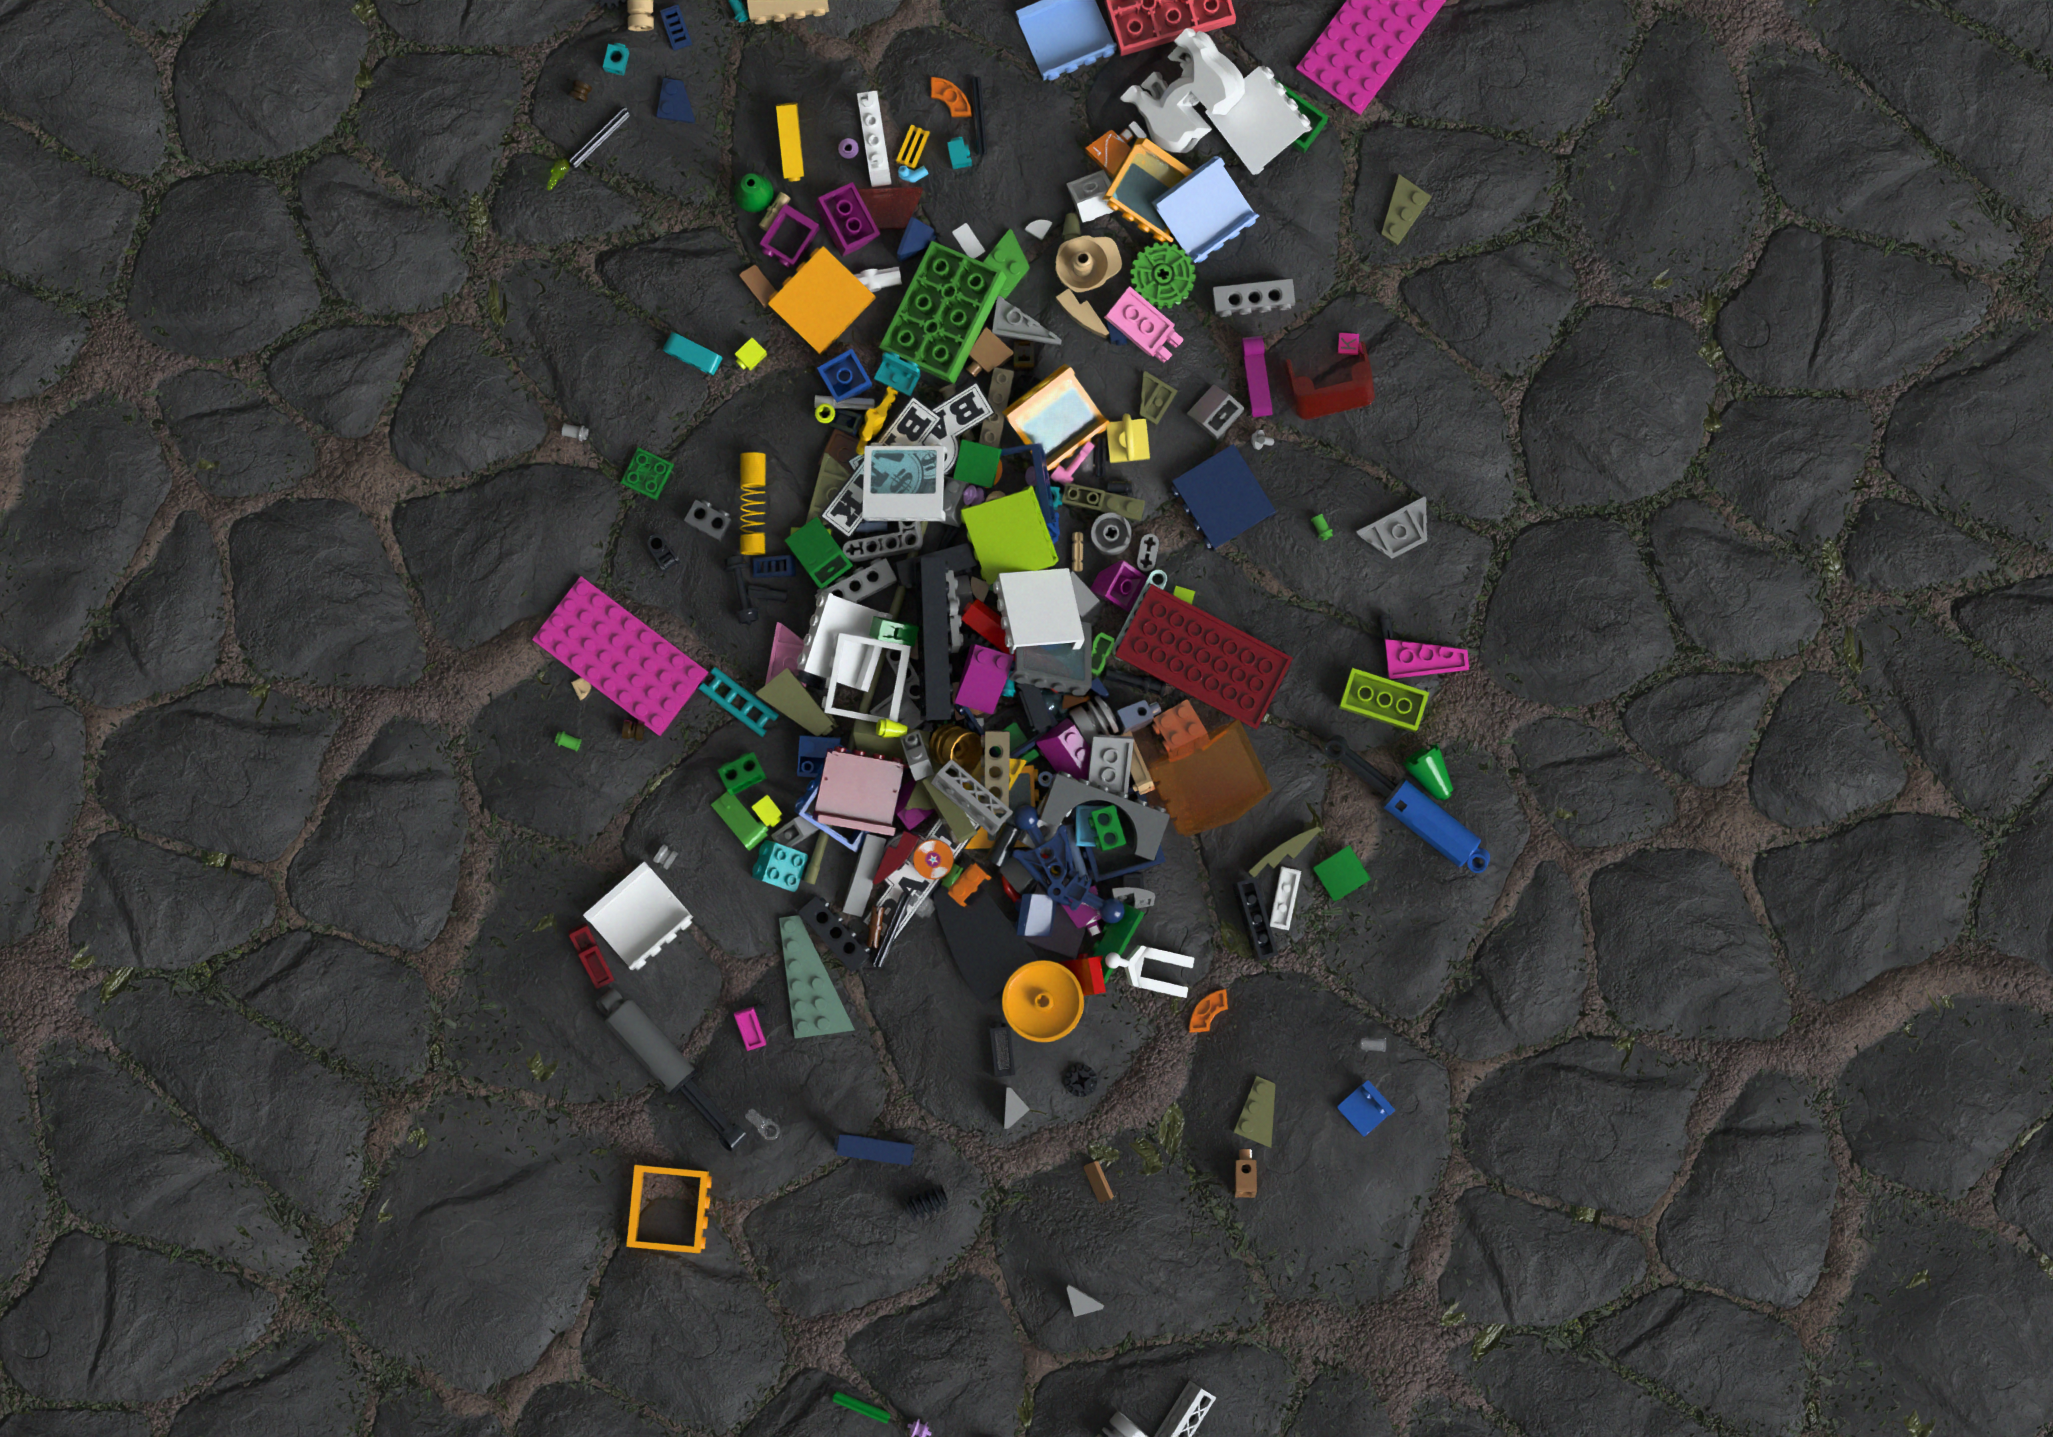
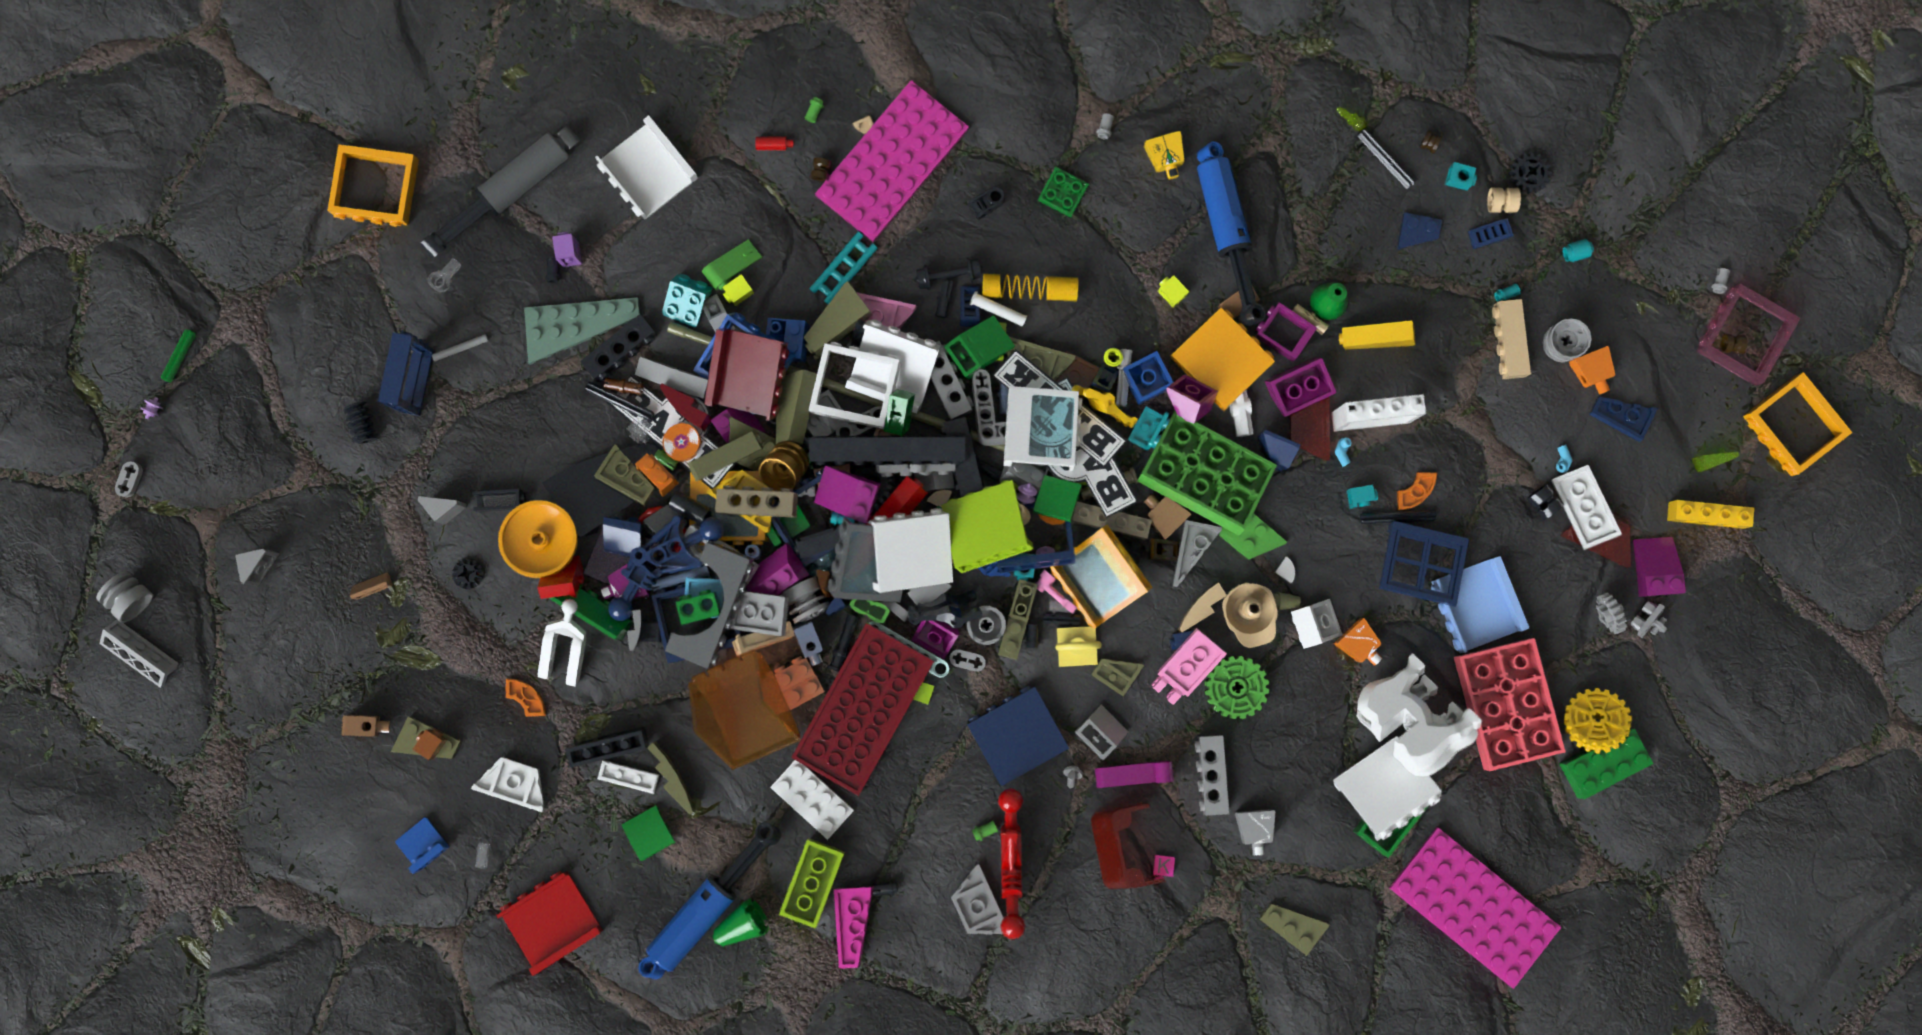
camera: 90 degrees right, 0 degrees up
(591, 955) = (613, 123): dark red slope -> none
(603, 366) = (1166, 153): none -> yellow torso
(606, 785) = (773, 143): none -> red cylinder
(665, 856) = (700, 194): light grey wheel -> none
(677, 298) = (1228, 224): none -> blue piece
(692, 353) = (1175, 237): teal beam -> none
(705, 524) = (1012, 244): dark grey brick -> none
(731, 993) = (567, 249): none -> medium lavender brick
(744, 778) = (769, 268): green brick -> none
(750, 1028) = (535, 266): dark pink tile -> none
(777, 536) = (998, 309): none -> white pin
(840, 1105) = (460, 347): none -> light grey bar
(848, 154) = (1363, 391): lavender plate -> none
(865, 330) = (1191, 398): none -> magenta slope
(887, 728) = (804, 404): neon yellow cone -> none
(917, 755) = (776, 427): light grey slope -> none
(918, 131) = (1370, 445): yellow tile -> none
(968, 241) = (1275, 502): white sticker -> none
(968, 799) = (728, 470): light grey fence -> none
(973, 917) = (623, 476): none -> olive wing
(999, 83) = (1429, 537): none -> dark blue window
(1077, 551) = (984, 593): tan axle -> none
(1096, 573) = (946, 608): none -> black animal
(1099, 626) = (896, 609): none -> light grey beam
(1136, 131) = (1377, 669): white tile -> none
(1141, 180) = (1321, 680): clear light blue panel -> none
(1204, 210) = (1299, 731): light blue panel -> none
(1260, 1103) = (429, 743): none -> dark orange brick
(1297, 1017) = (513, 783): none -> white wing
(1298, 706) = (812, 799): none -> white plate
(1305, 251) = (1256, 828): none -> light grey torso
(1352, 497) = (1011, 801): none -> red piece
(1438, 969) = (550, 921): none -> red panel

